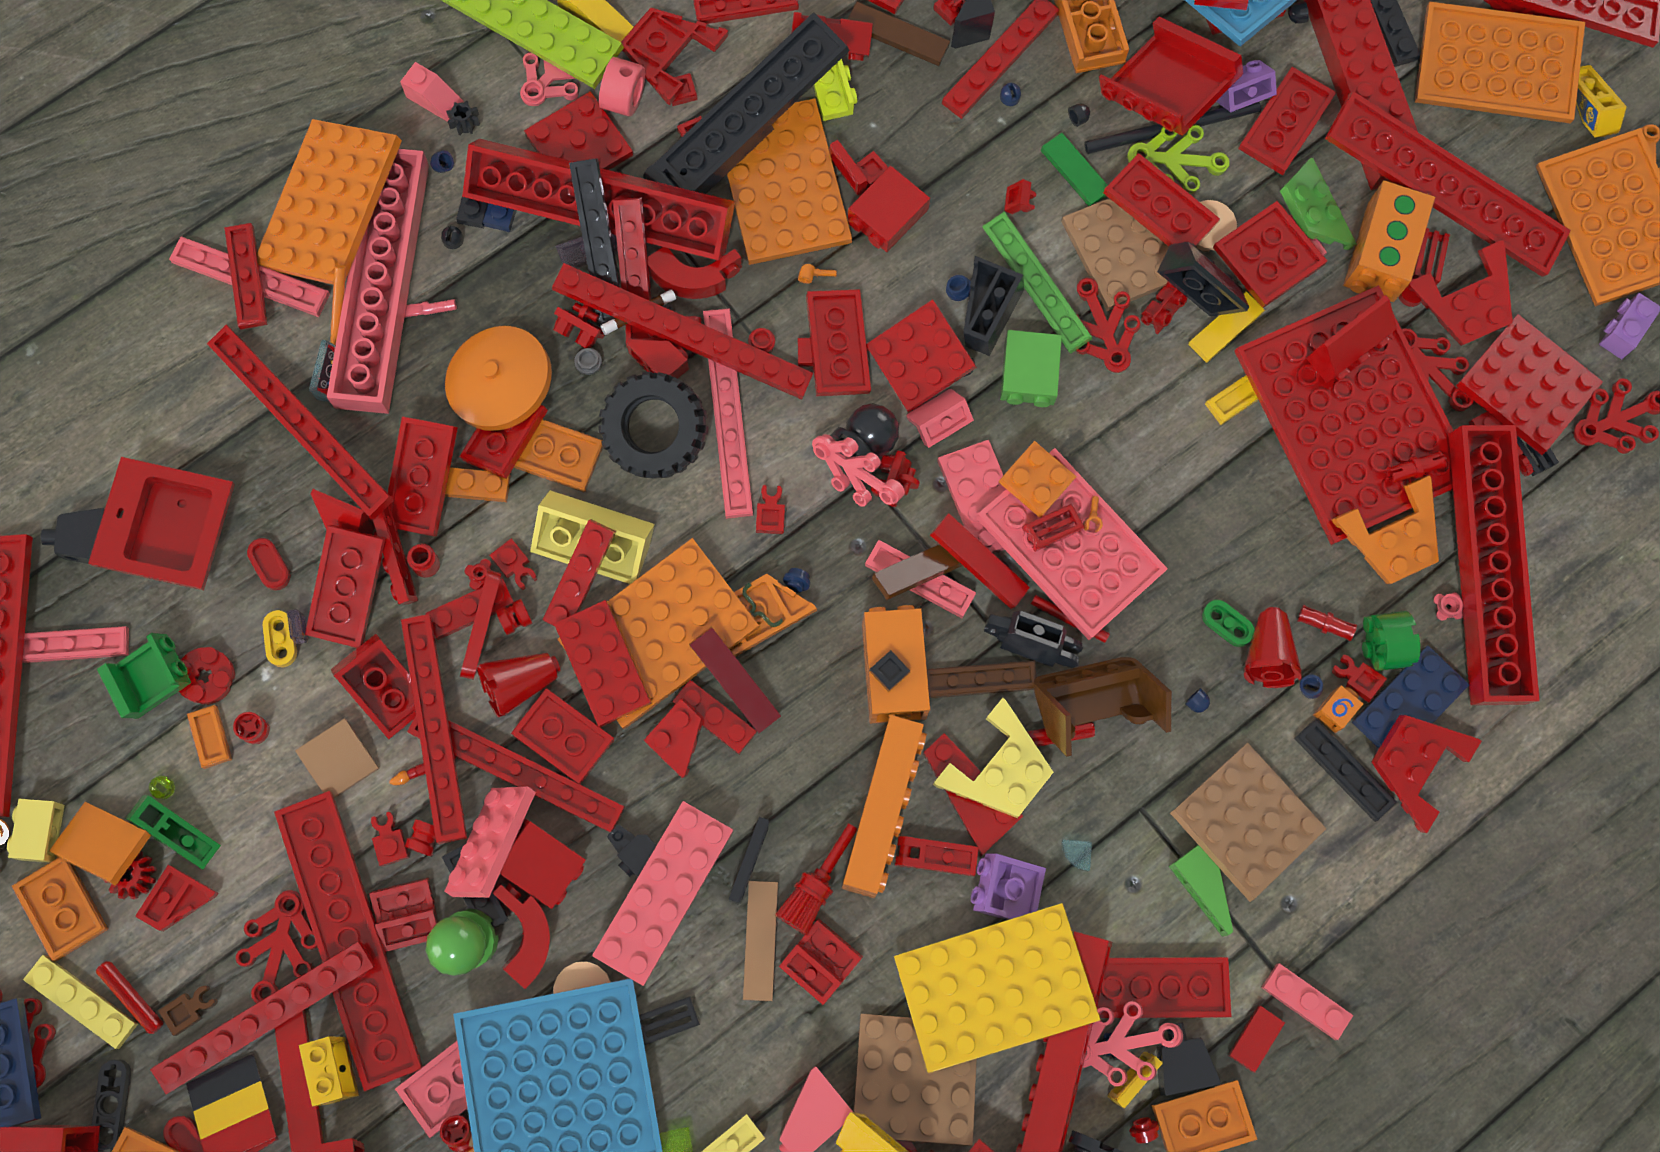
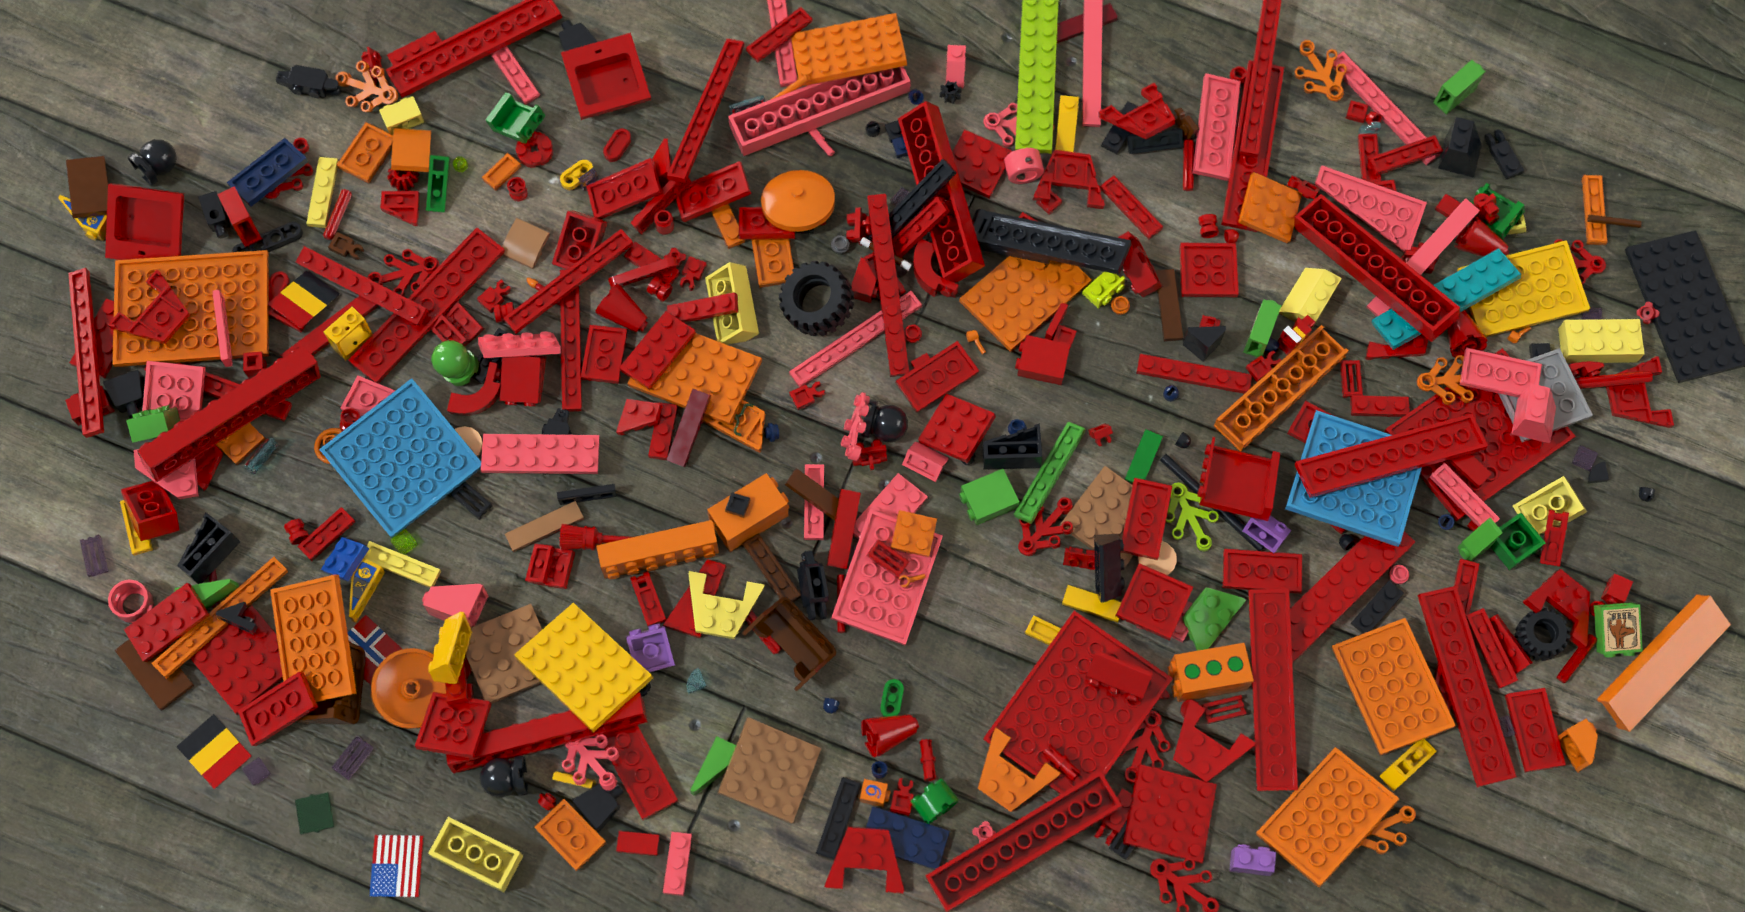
camera: 65 degrees right, 5 degrees down
(866, 85) = (1120, 305): none -> orange plate

